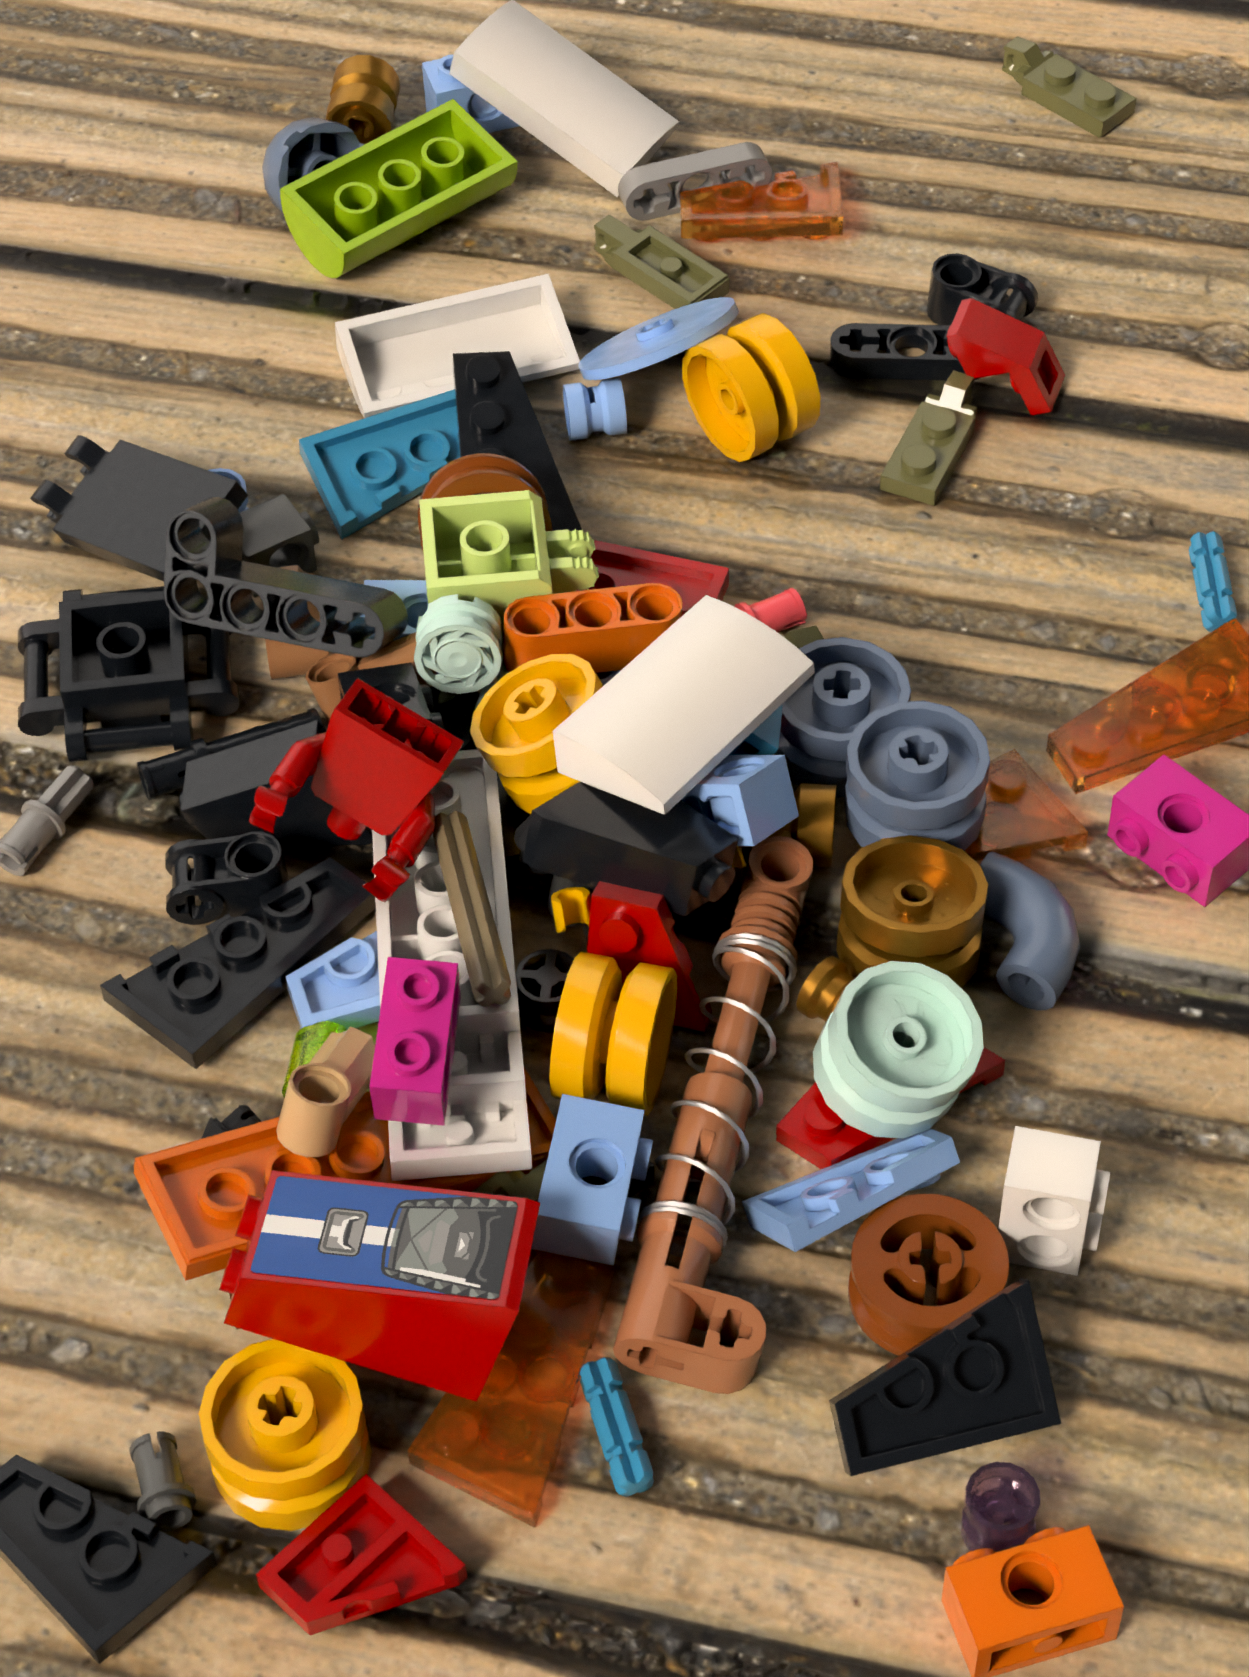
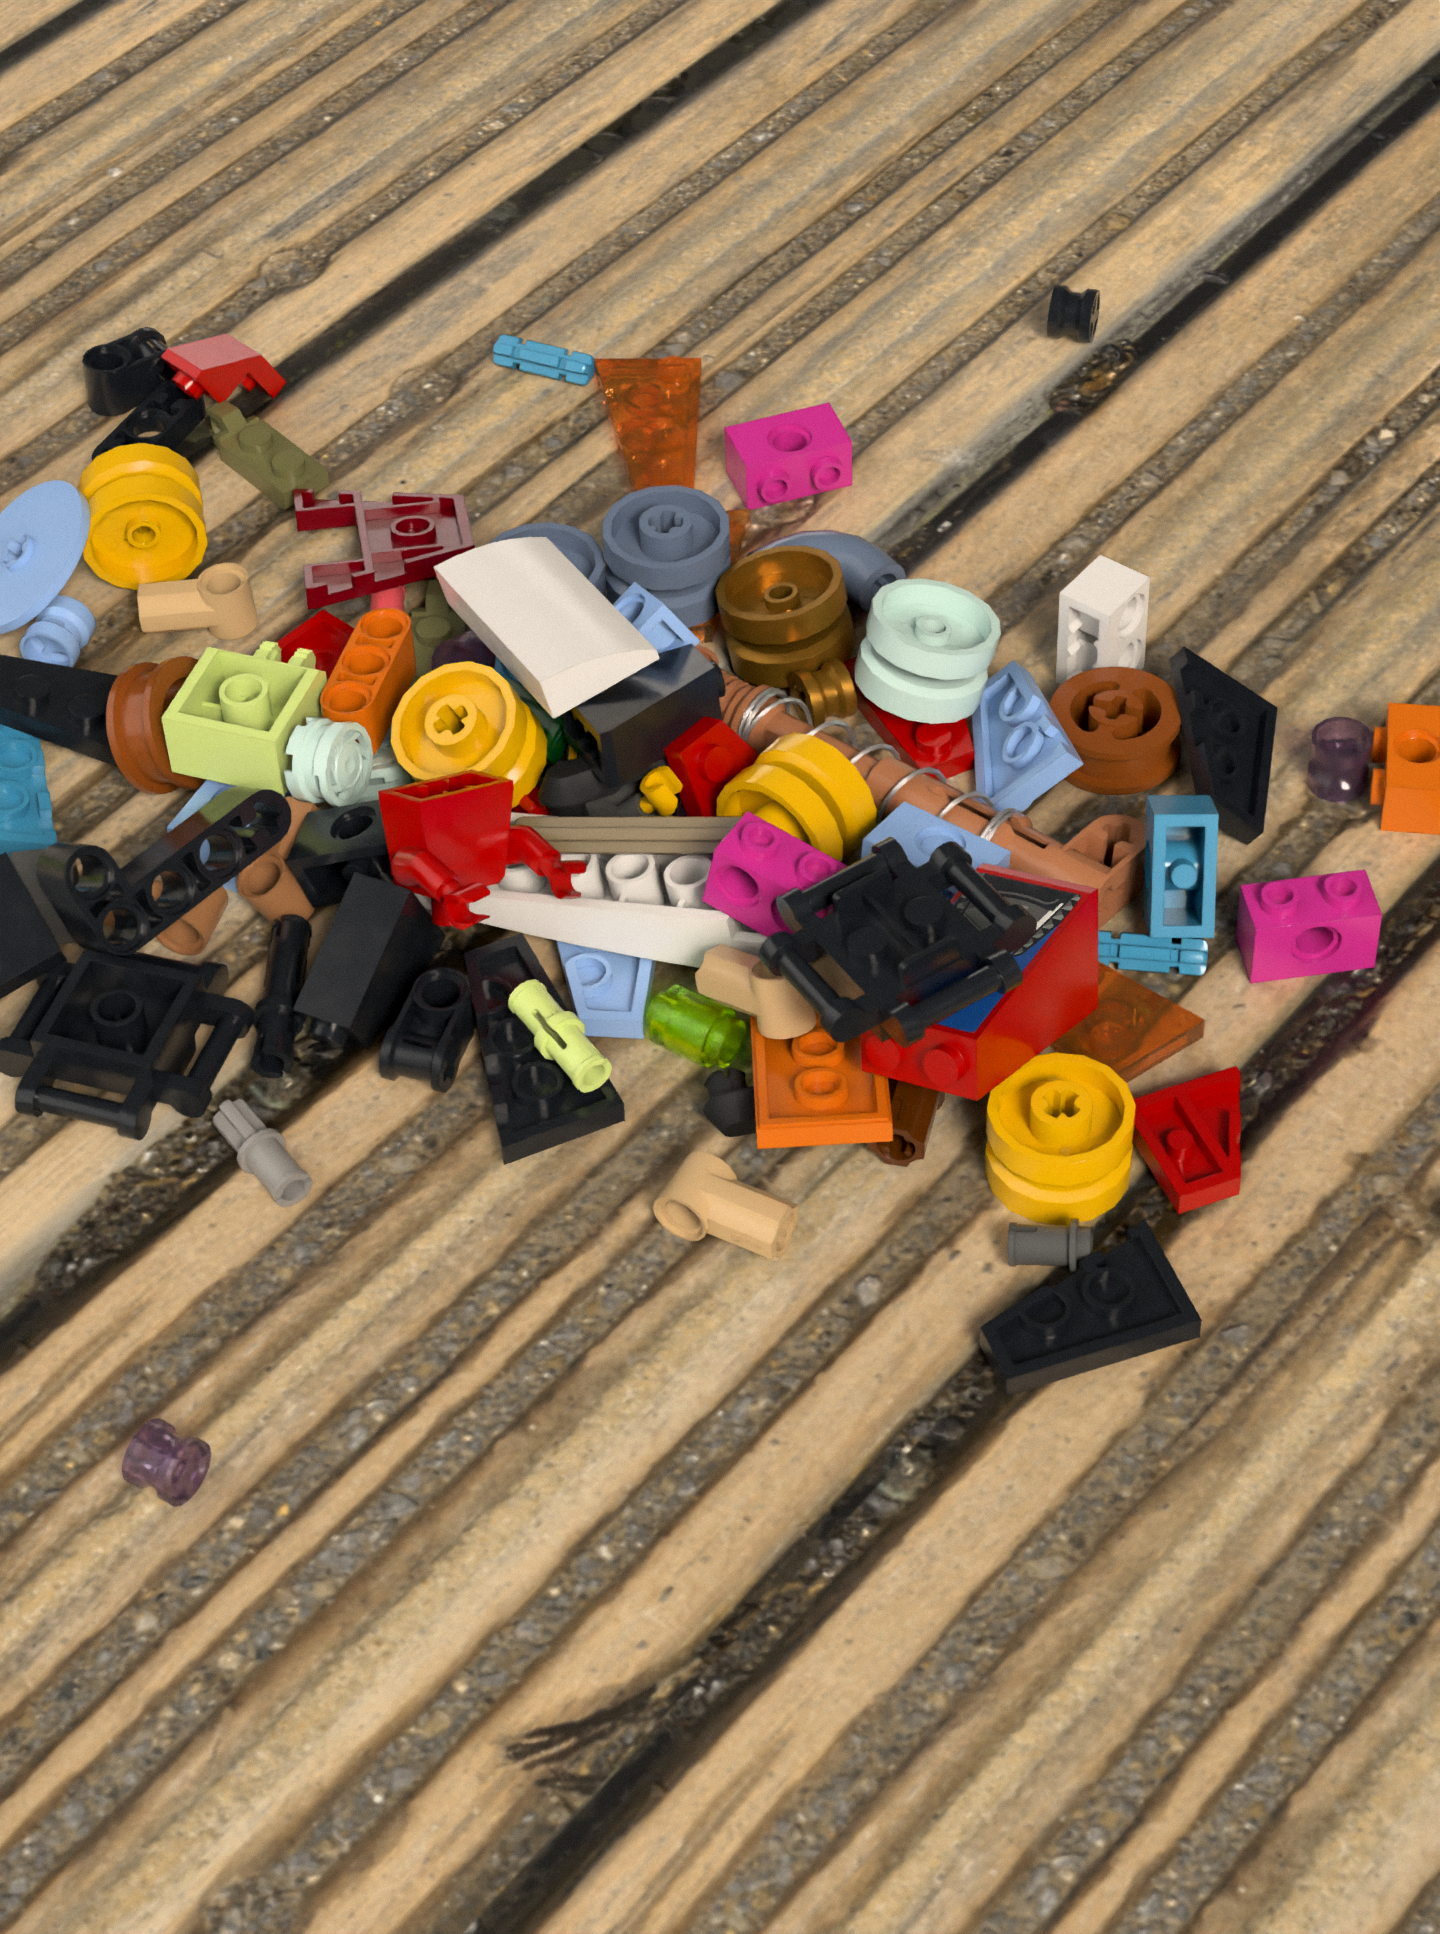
camera: 65 degrees left, 5 degrees down
(99, 1191) = (711, 1200): none -> tan piece
(236, 967) = (559, 1035): none -> yellowish green pin
(325, 1162) = (895, 945): none -> black brick
(691, 482) = (214, 601): none -> tan piece
(699, 1399) = (1180, 866): none -> dark azure brick
(708, 1566) = (1308, 926): none -> dark pink brick
(854, 590) = (396, 541): none -> dark red wing

